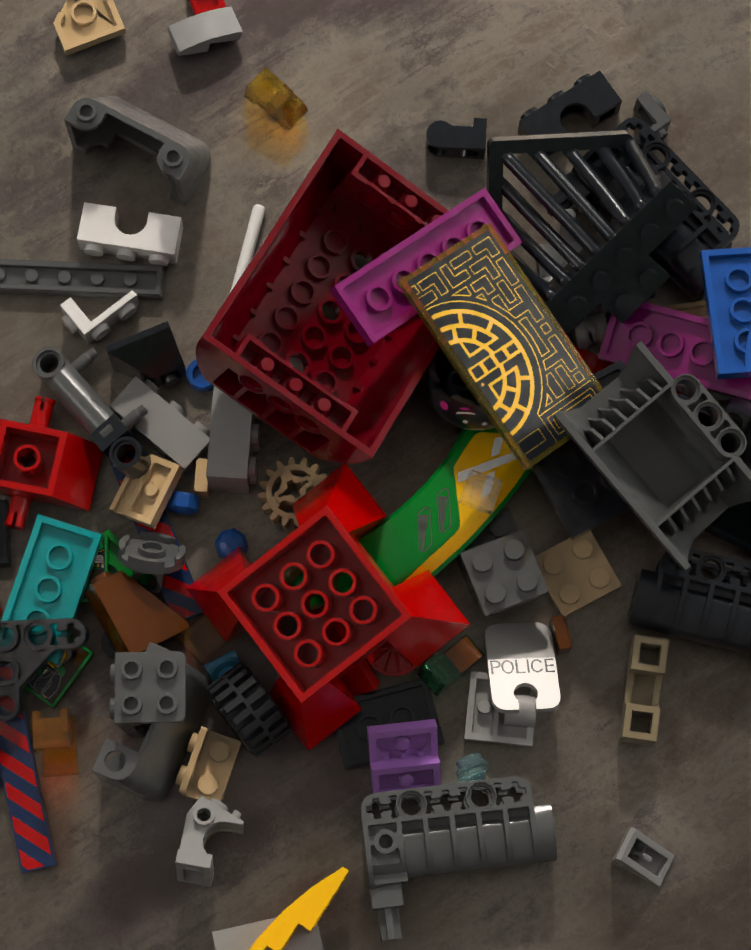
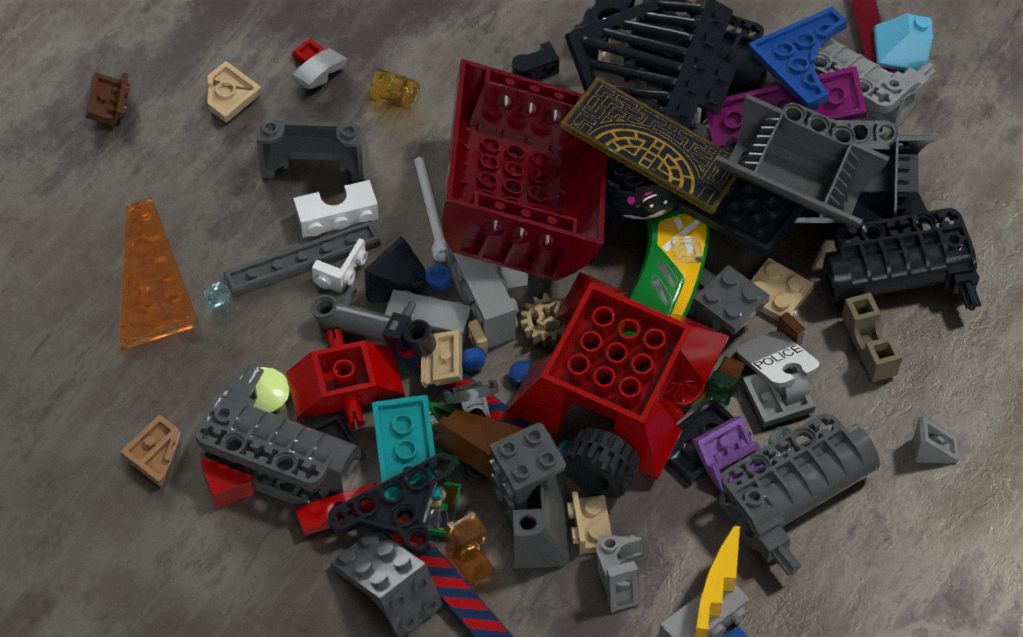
camera: 25 degrees left, 20 degrees down
(372, 293) = (548, 142): magenta plate -> none

